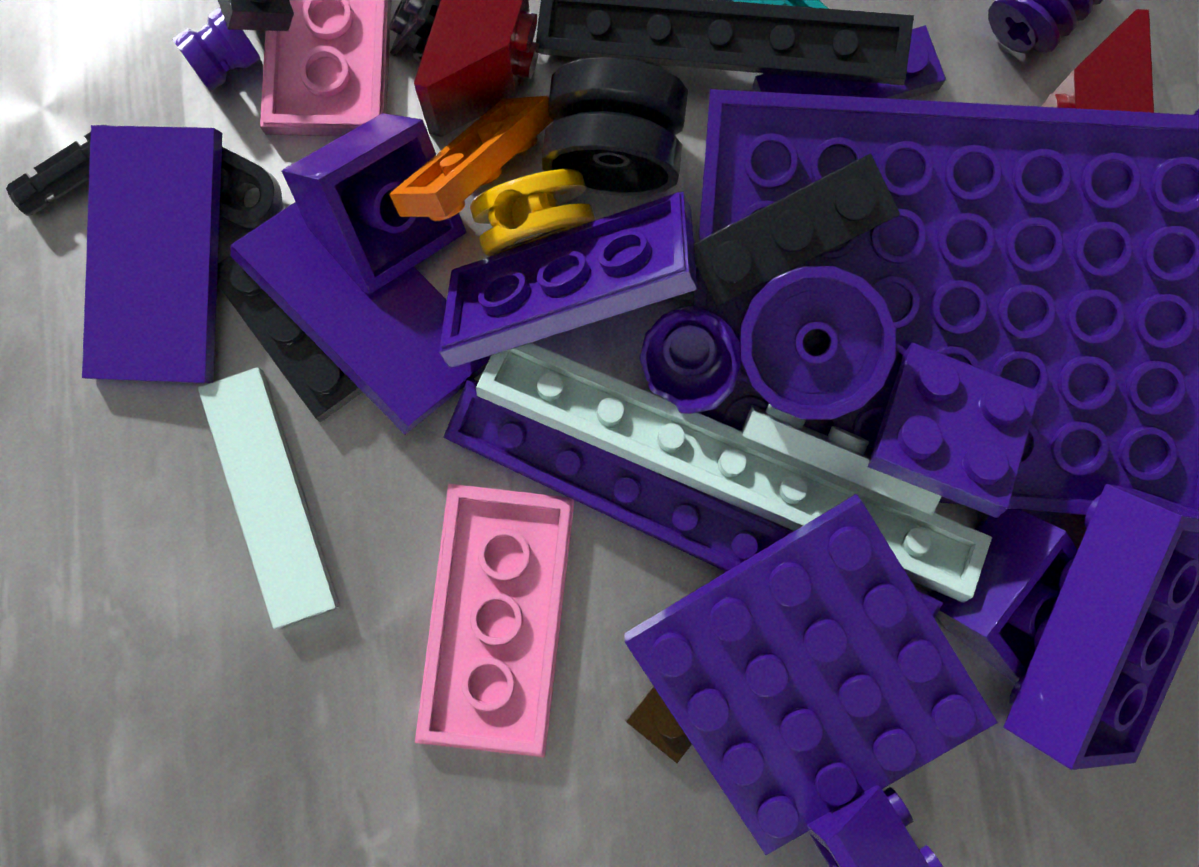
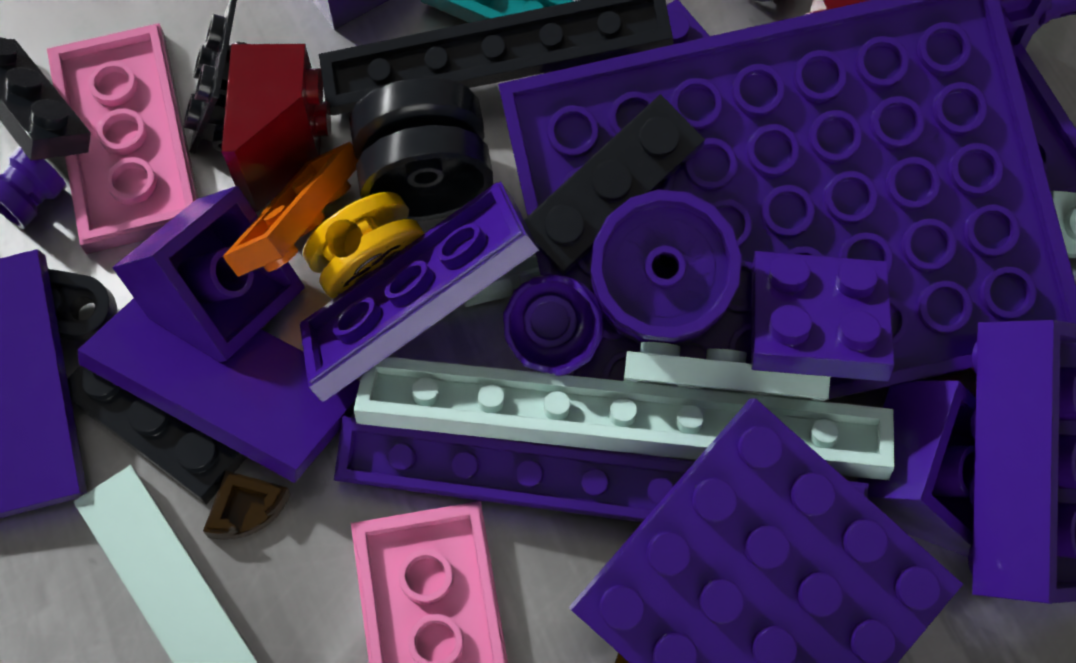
camera: 10 degrees left, 15 degrees down
(354, 436) = (244, 506): none -> dark brown tile

